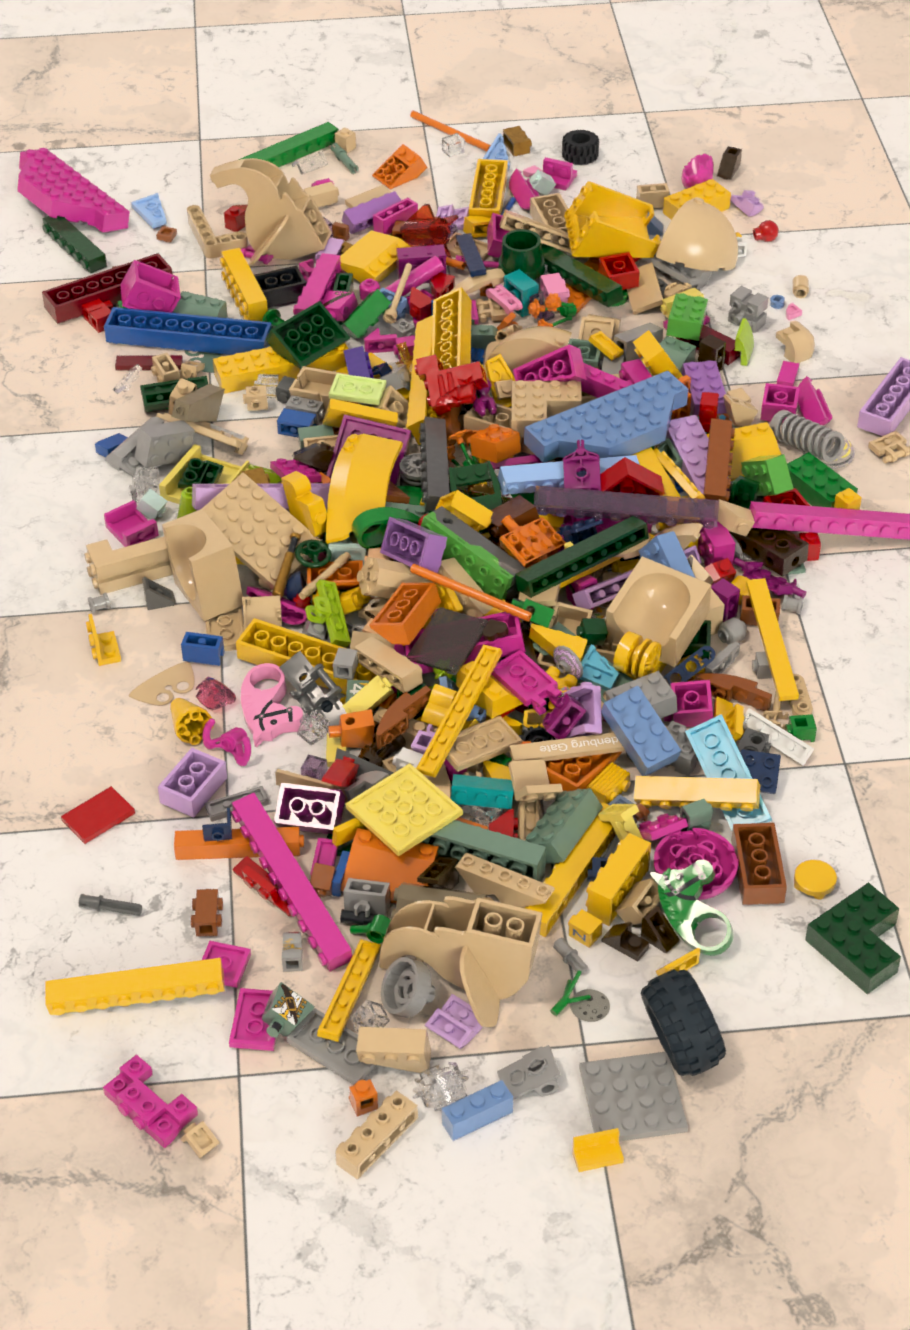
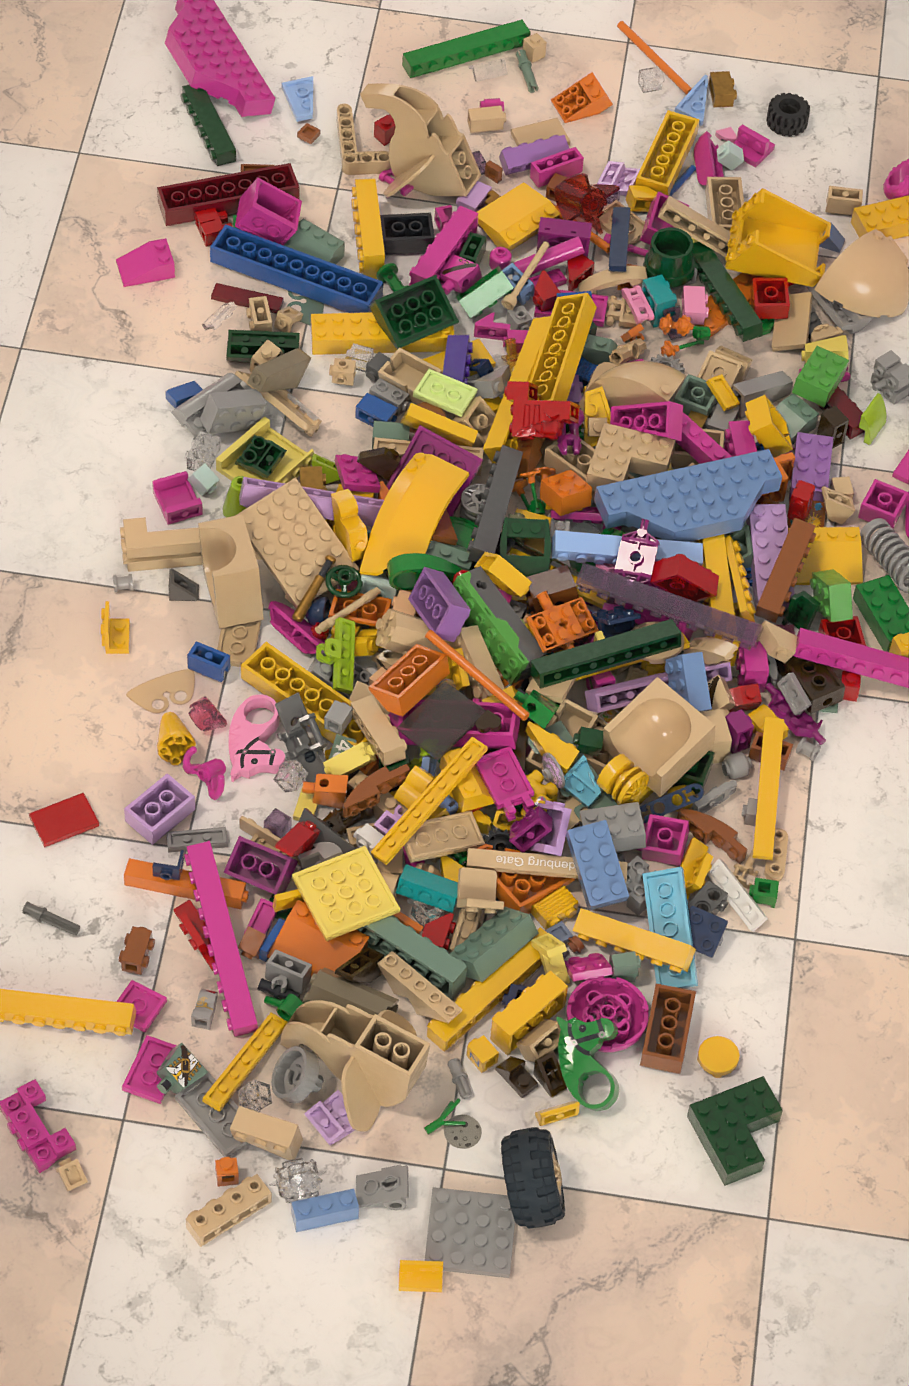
camera: 10 degrees right, 10 degrees up
(48, 352) = (147, 263): none -> dark pink slope
(262, 608) = (278, 633): tan piece -> none
(763, 559) = (794, 693): none -> light grey plate

